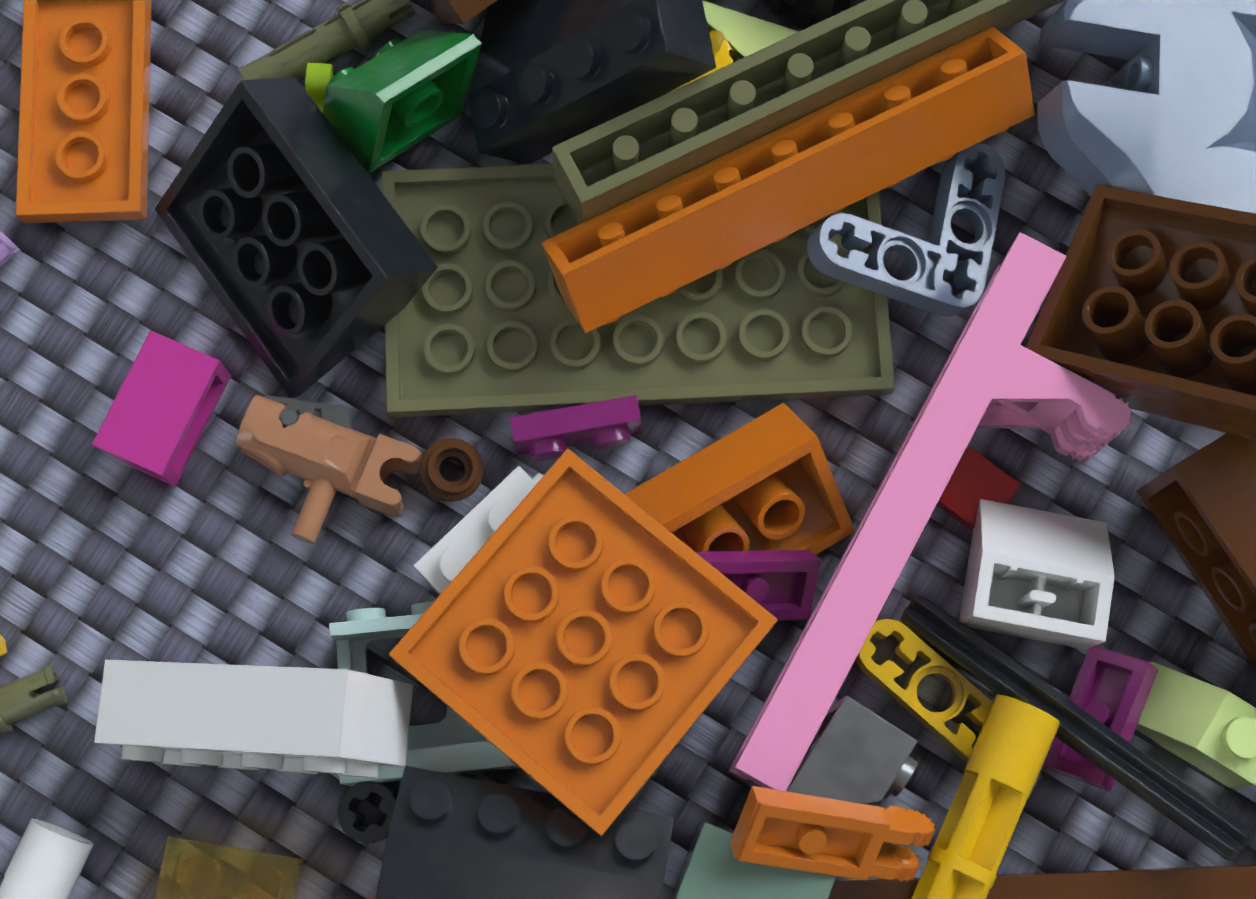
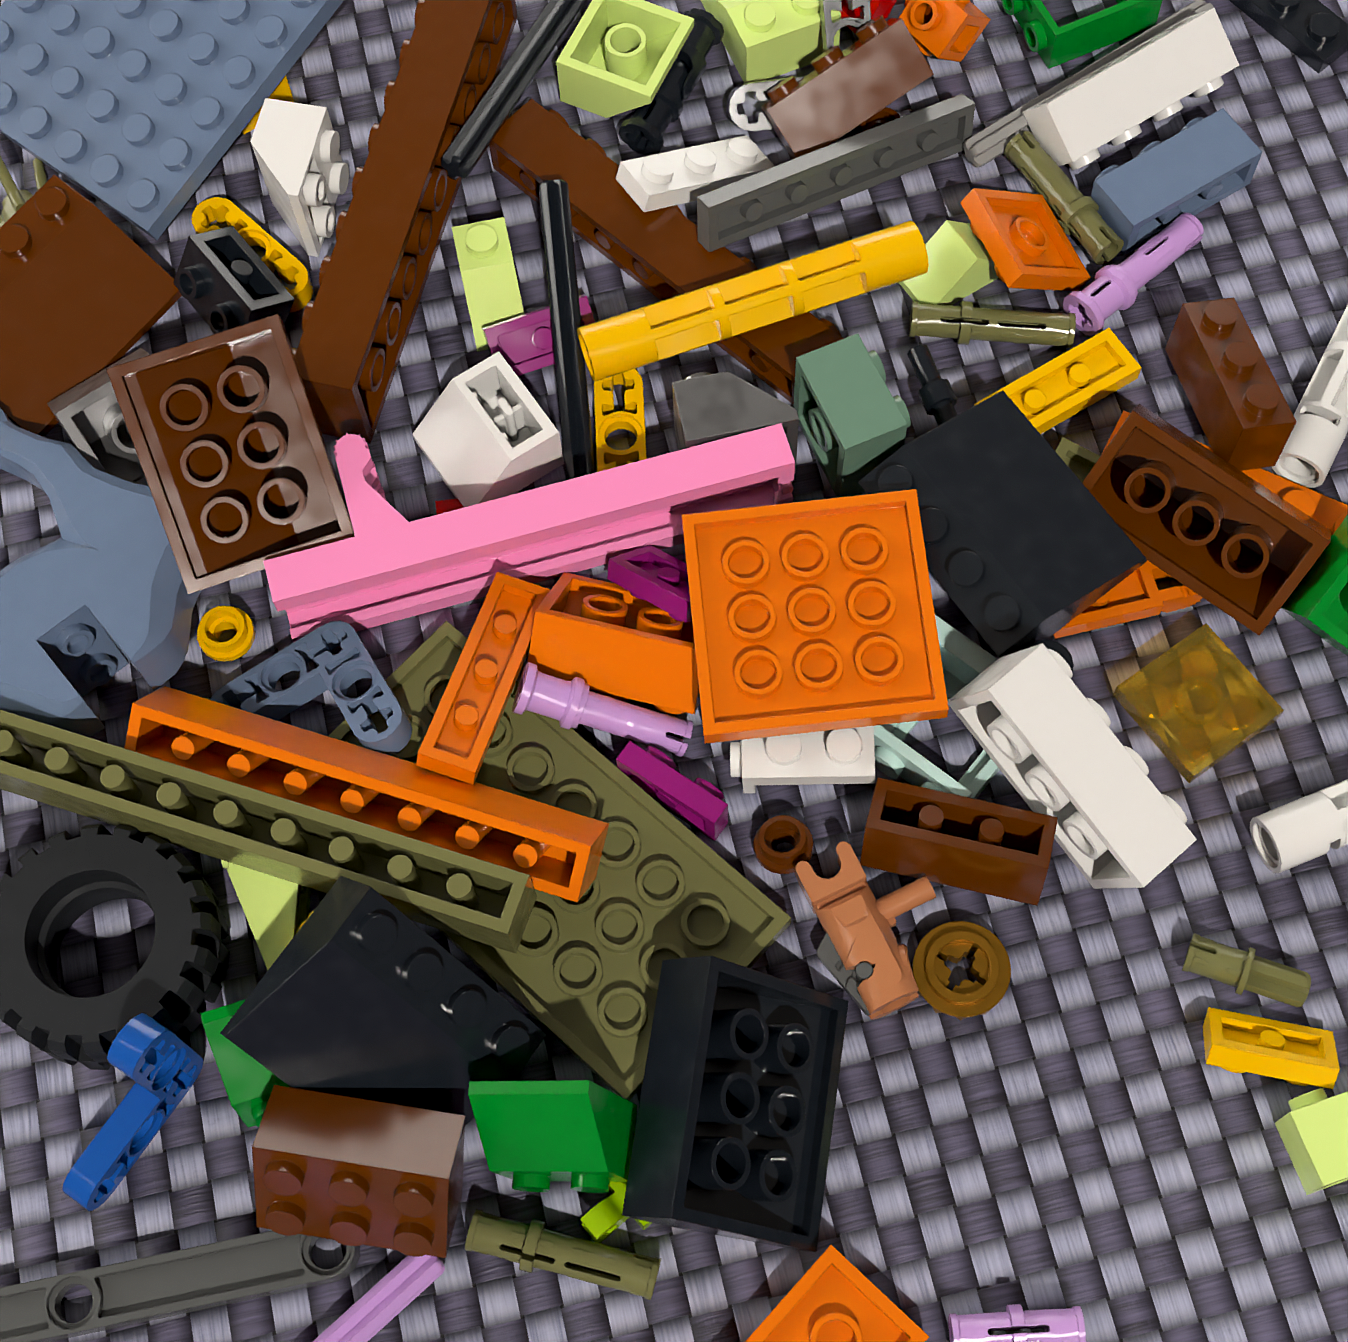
camera: 130 degrees left, 10 degrees down
(162, 408) = (947, 1069): dark pink brick -> none
(202, 486) = (951, 943): none -> pearl gold gear
(306, 590) = (958, 841): none -> reddish brown brick
(714, 411) = (574, 704): none -> lavender pin
(806, 357) = (482, 680): none -> orange plate
(829, 835) = (780, 374): orange hinge -> none
(1058, 206) = (222, 619): none -> yellow plate

